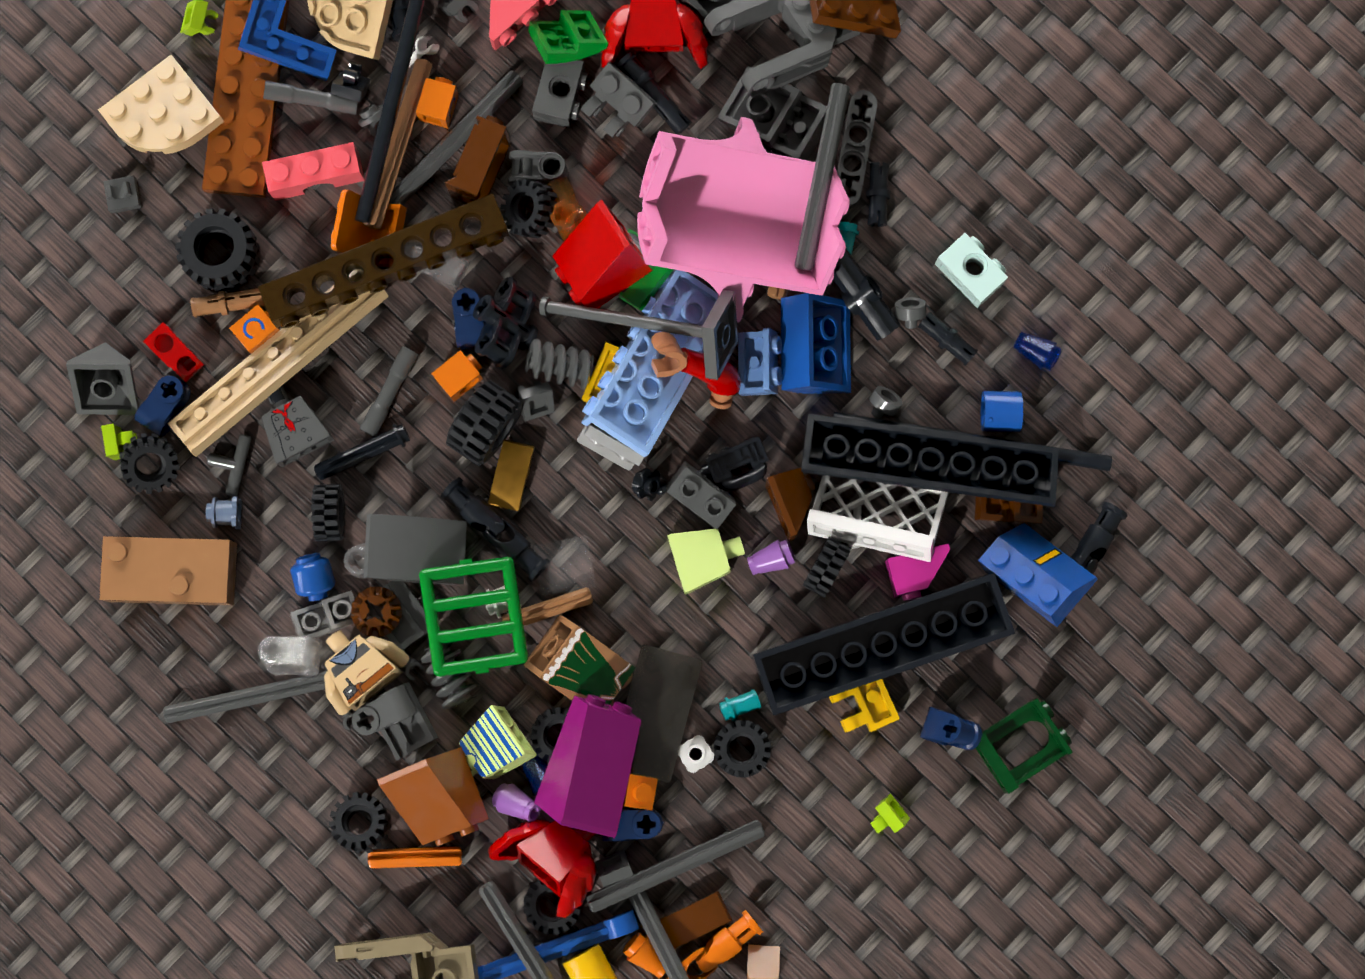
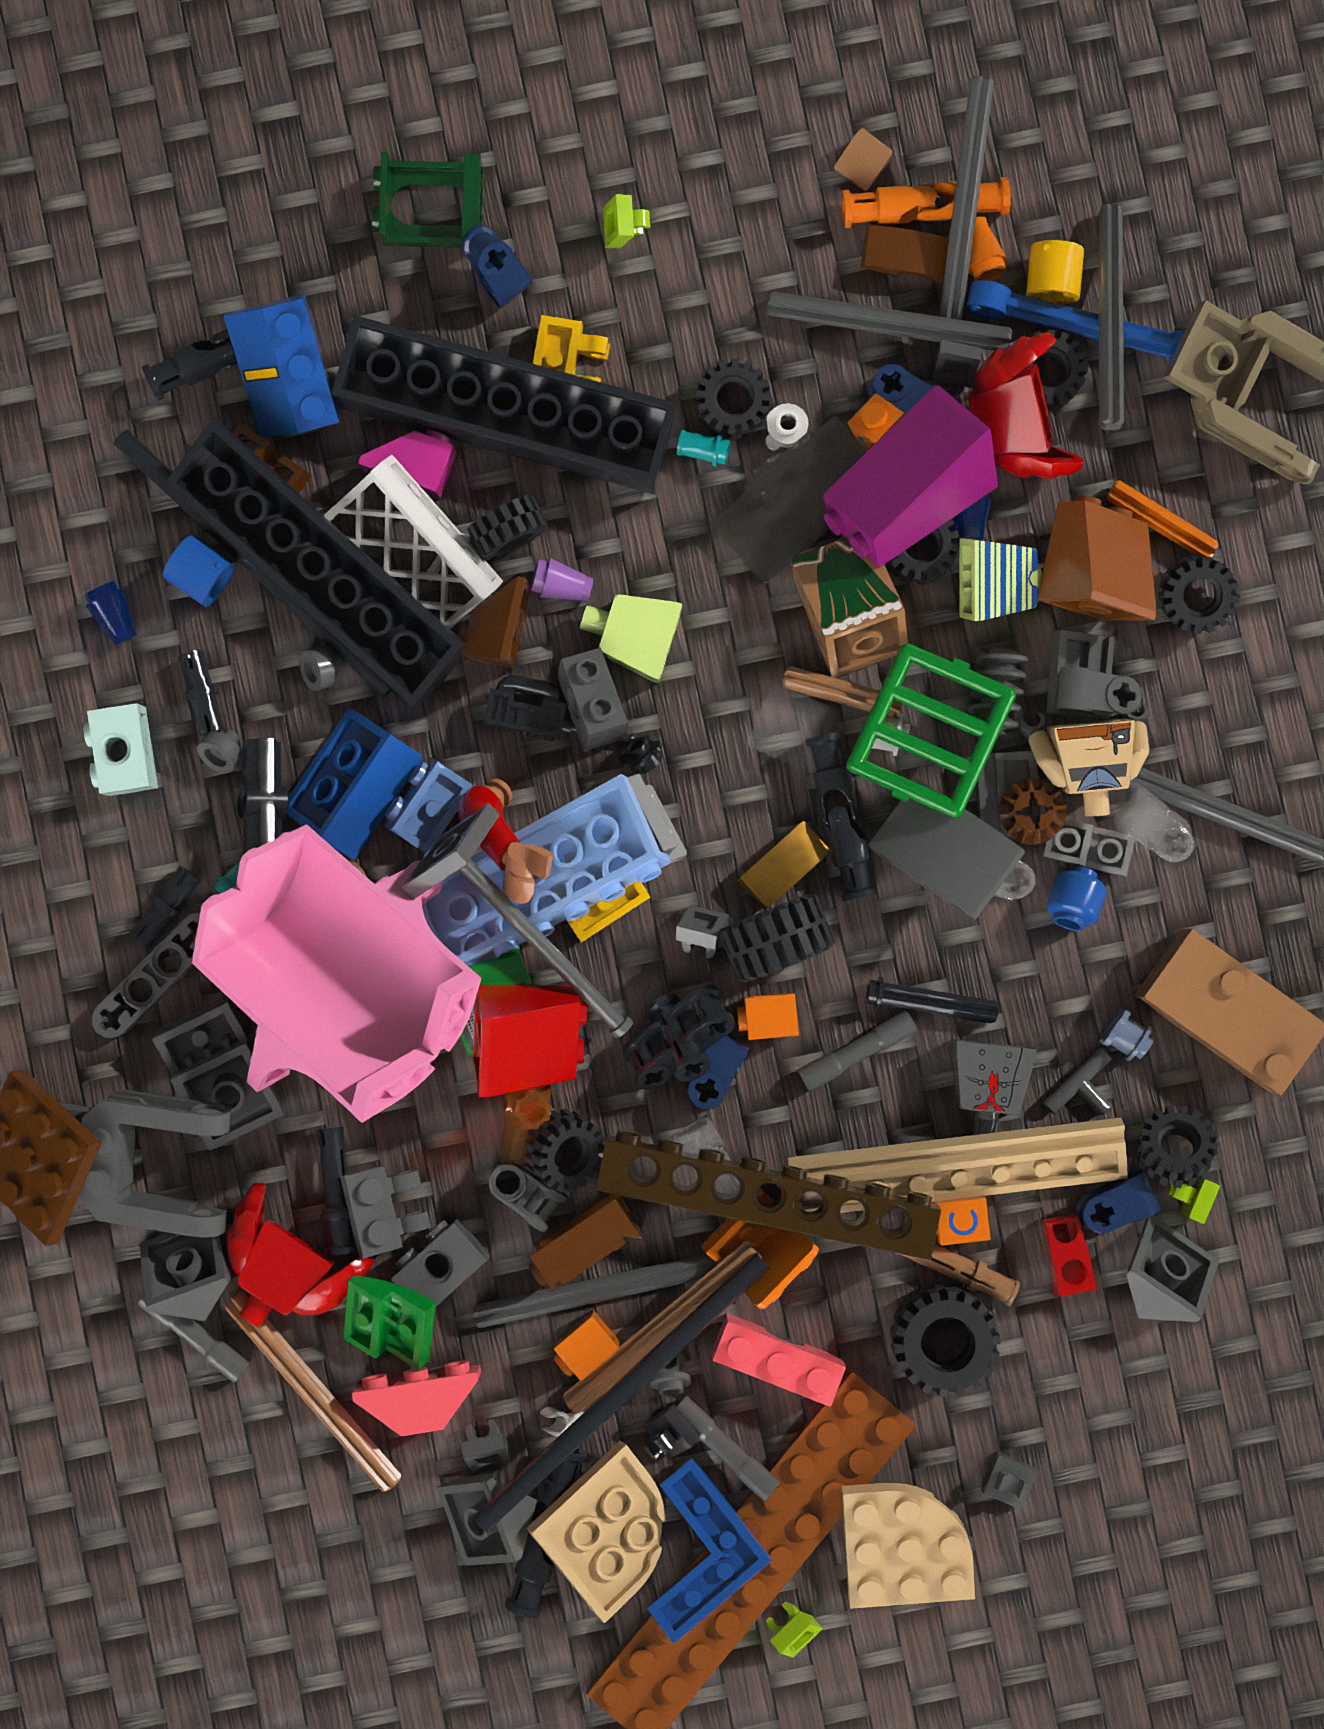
camera: 145 degrees left, 5 degrees up
(328, 512) = (1014, 956): black tyre -> none
(515, 803) = (1017, 504): medium lavender cone -> none
(559, 362) = (647, 952): dark grey piece -> none
(822, 176) = (212, 957): dark grey axle -> none

